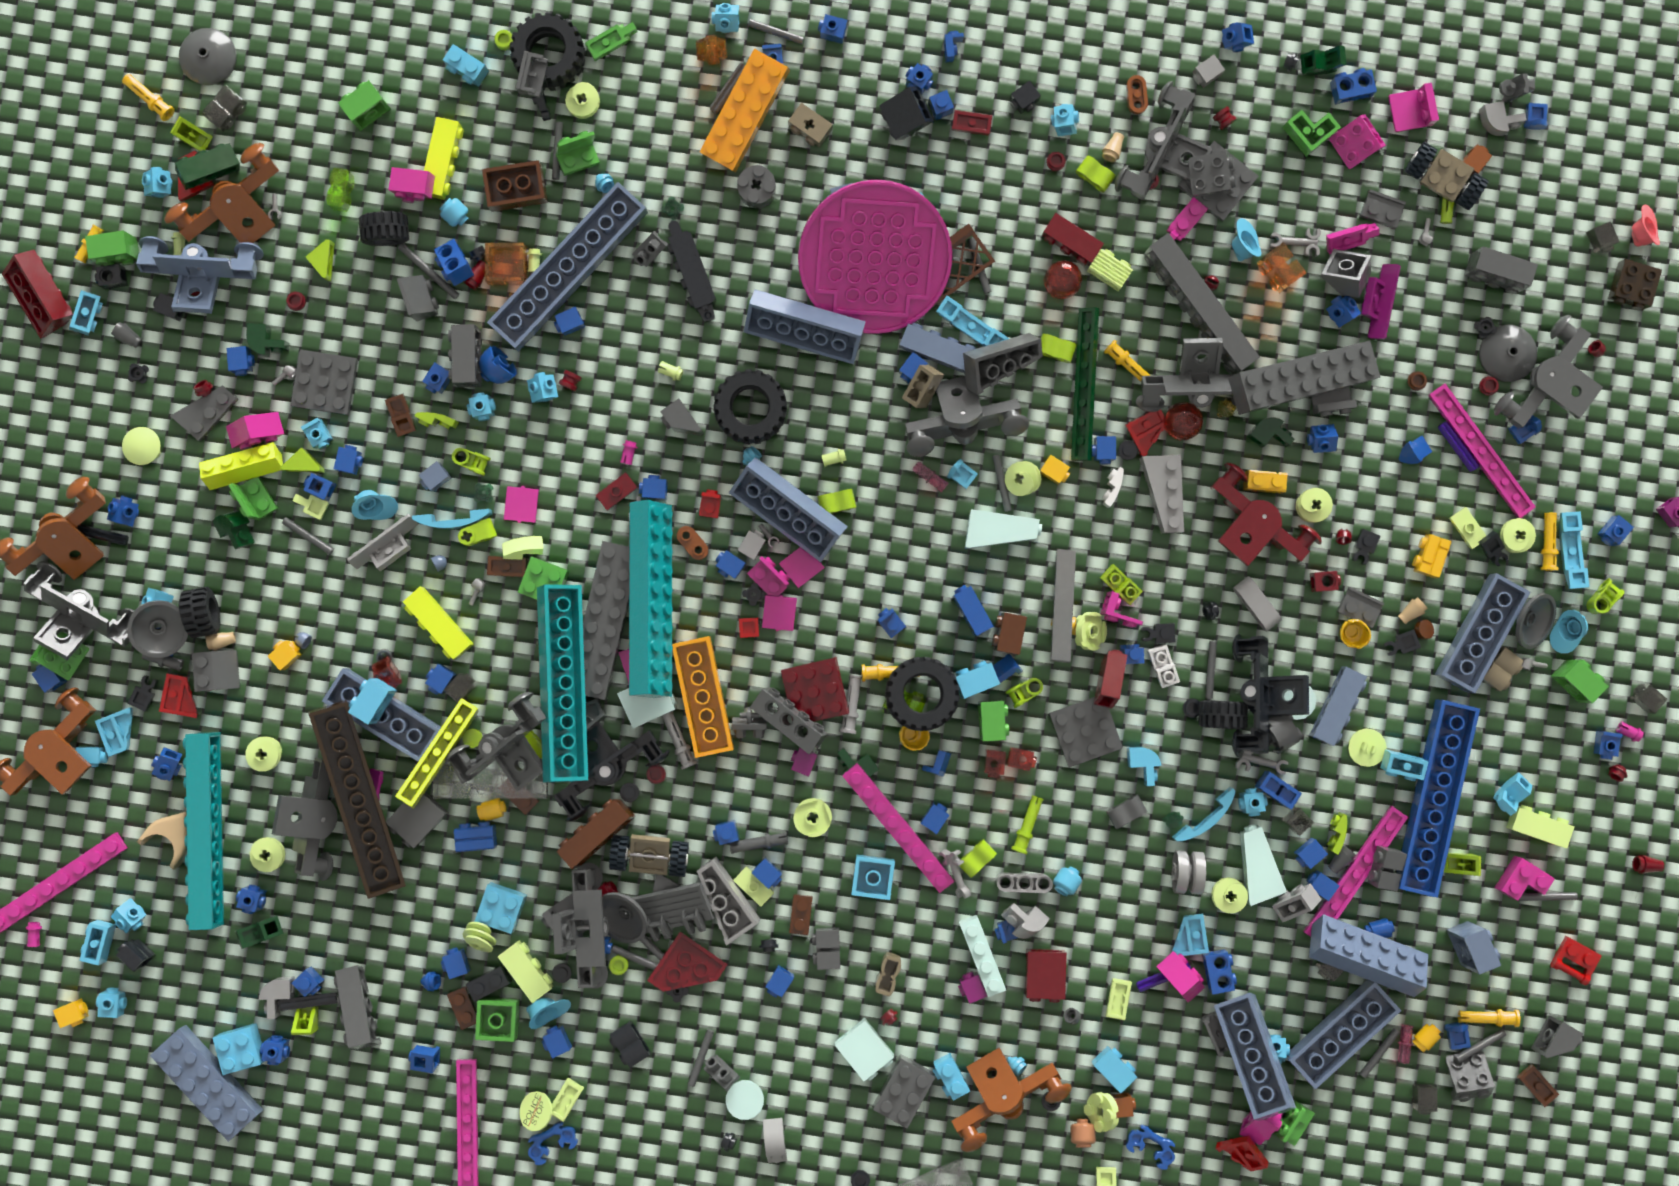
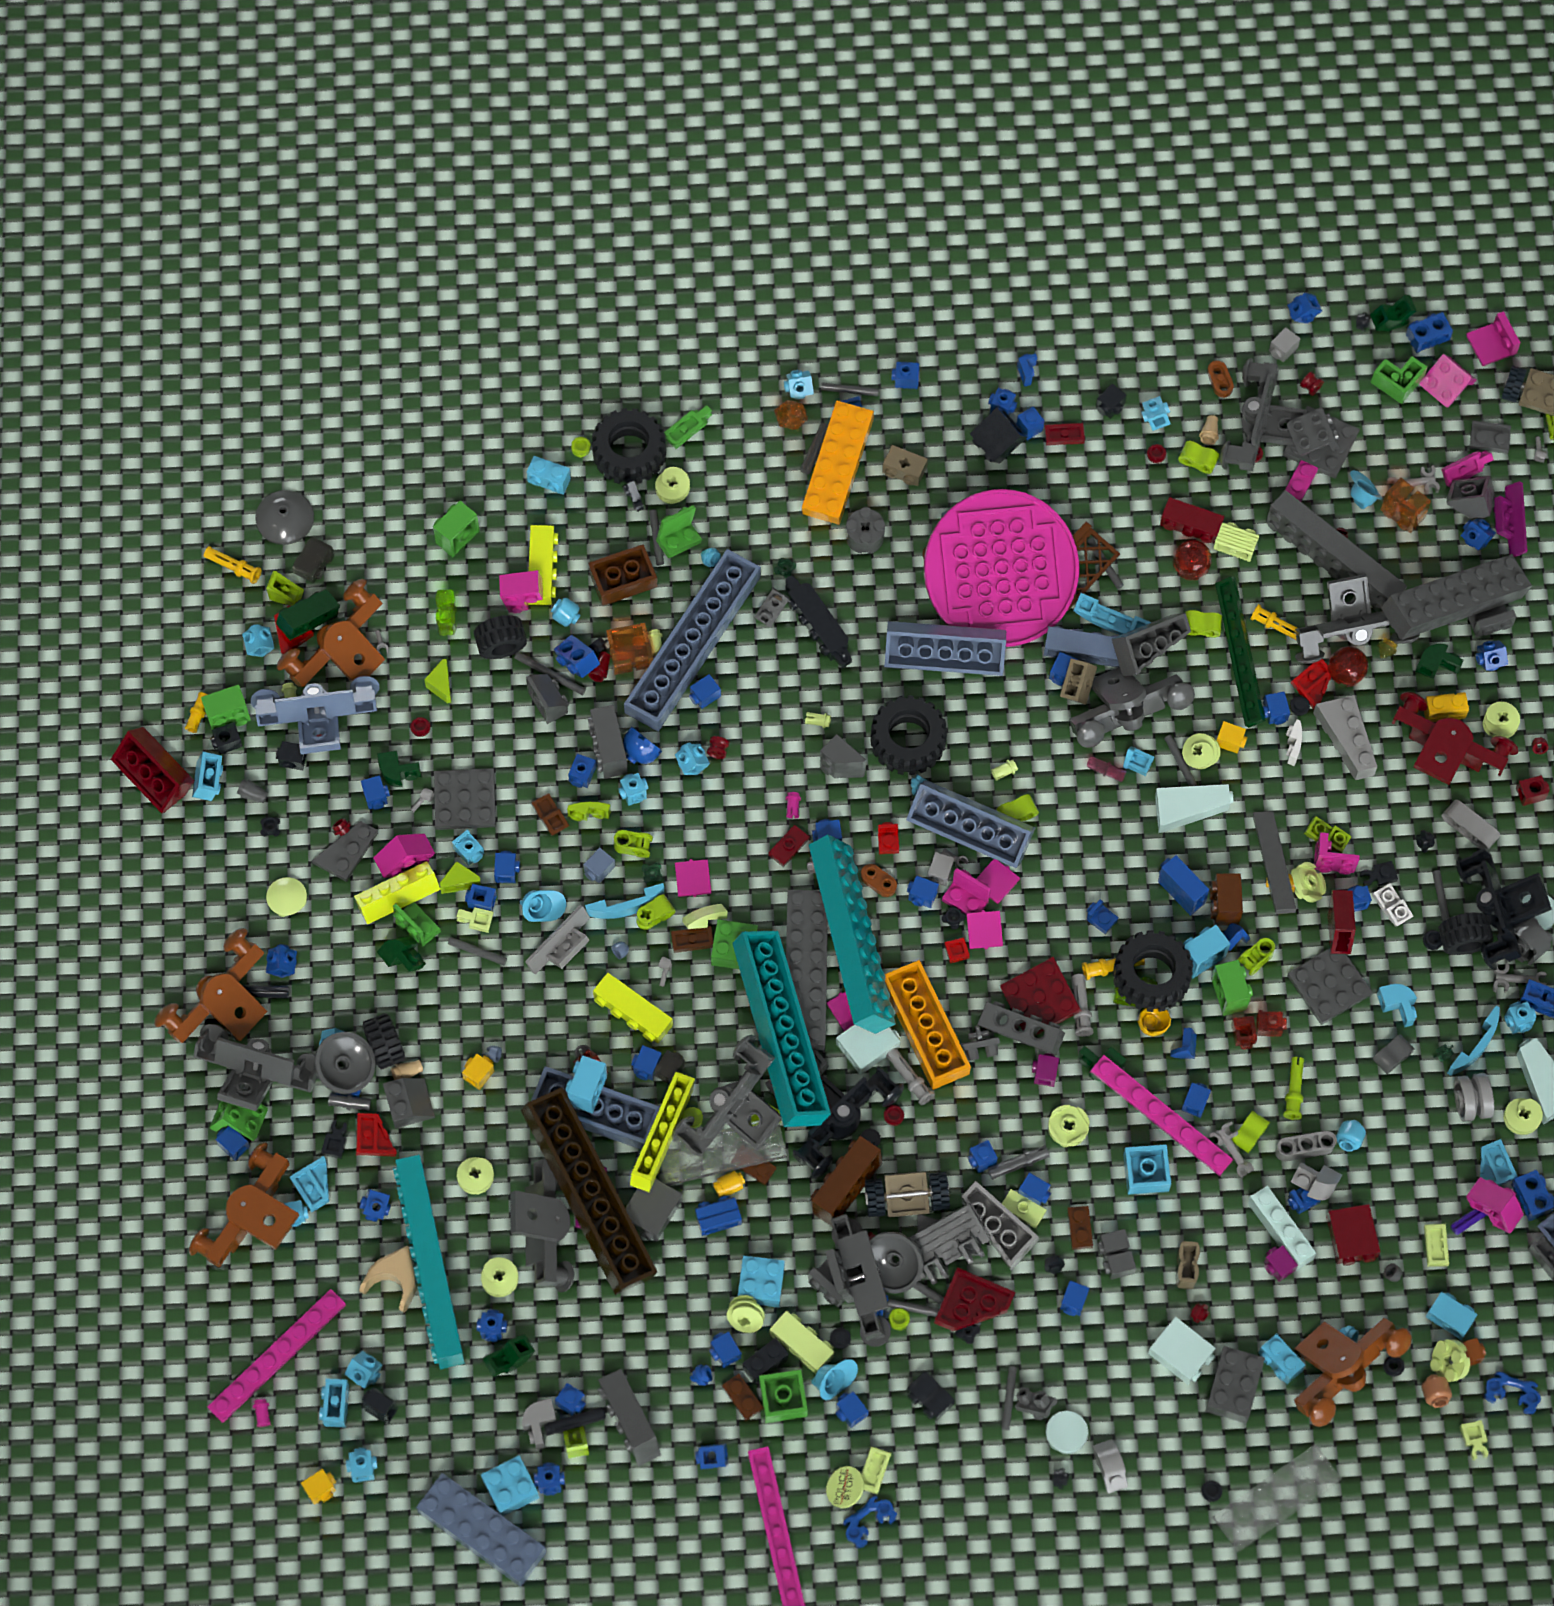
camera: 10 degrees left, 20 degrees down
(531, 74) = (622, 464): dark grey hinge -> none

